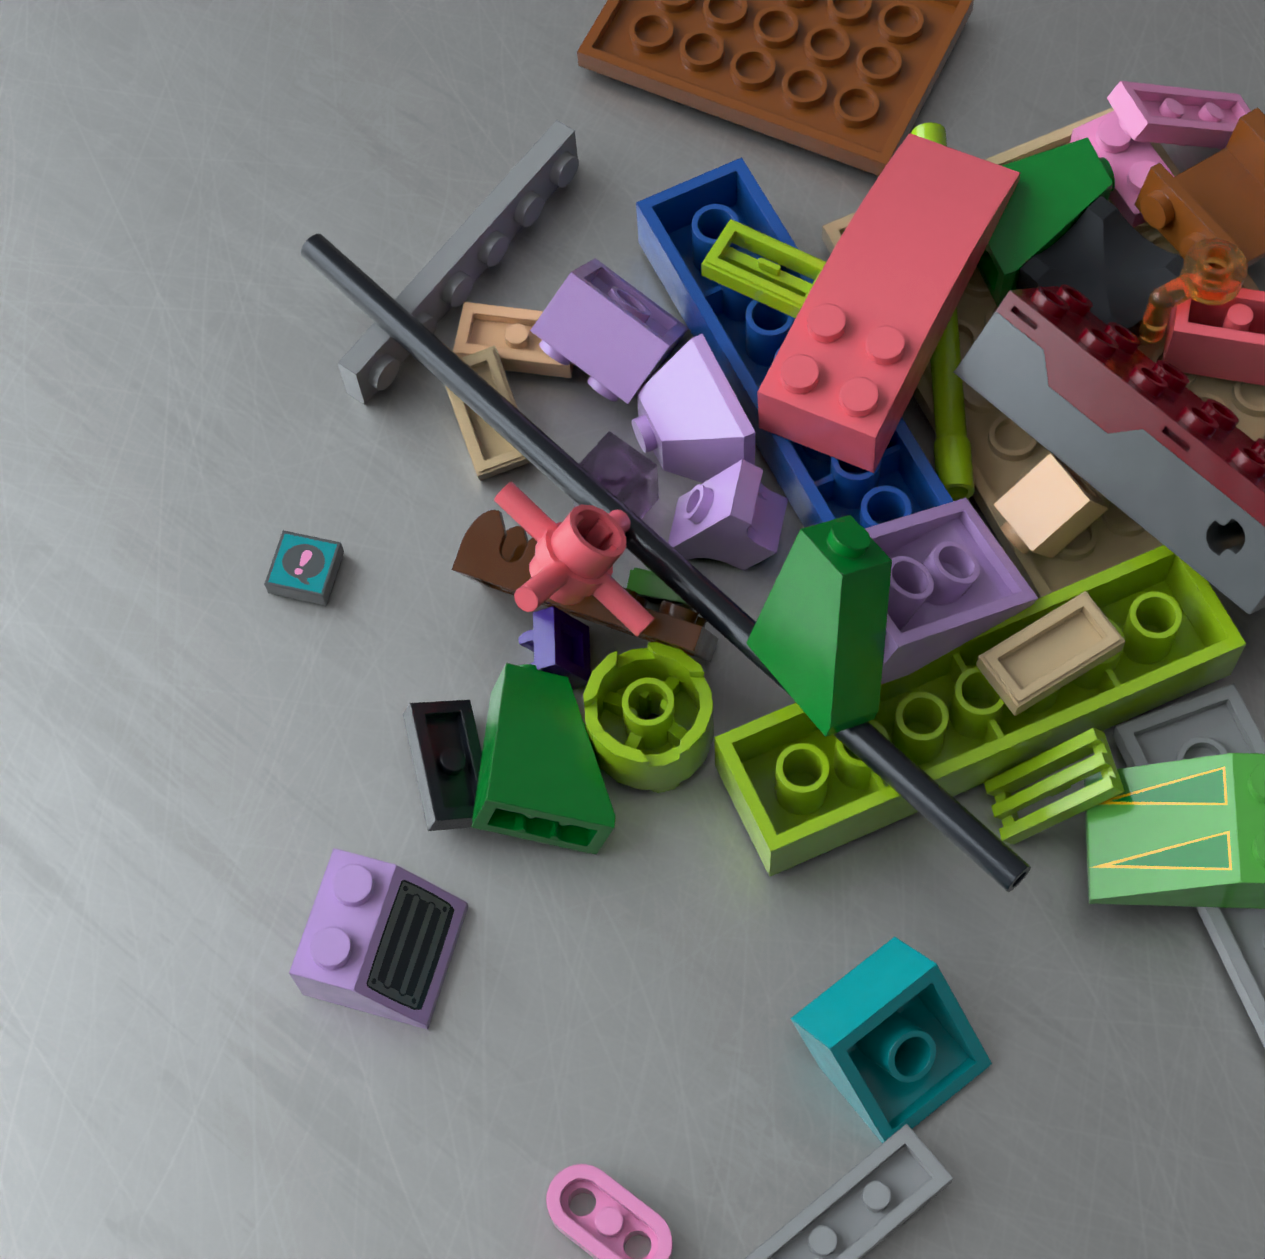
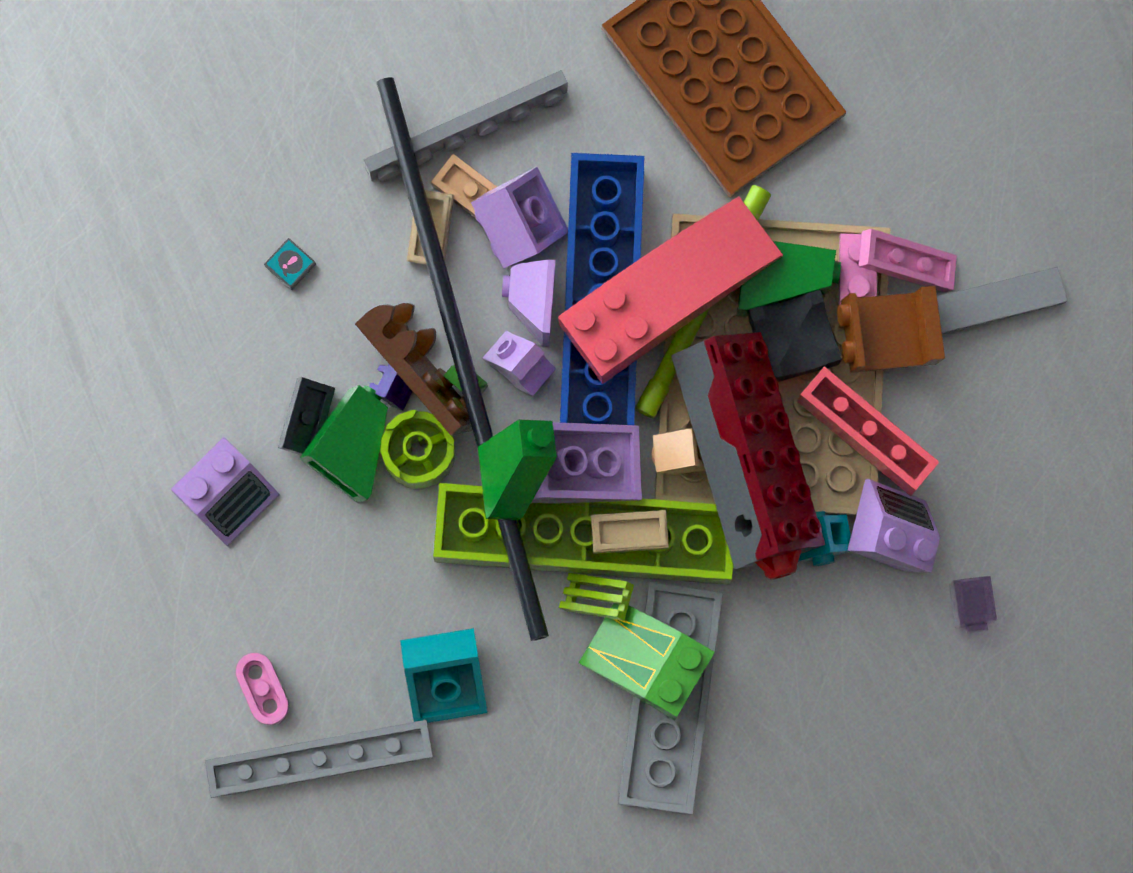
camera: 20 degrees right, 15 degrees up
(574, 558) = (413, 360): coral bar -> none
(624, 473) = (475, 309): clear purple brick -> none
(760, 277) = (598, 210): lime tile -> none
(1197, 282) = (827, 376): clear orange plate -> none

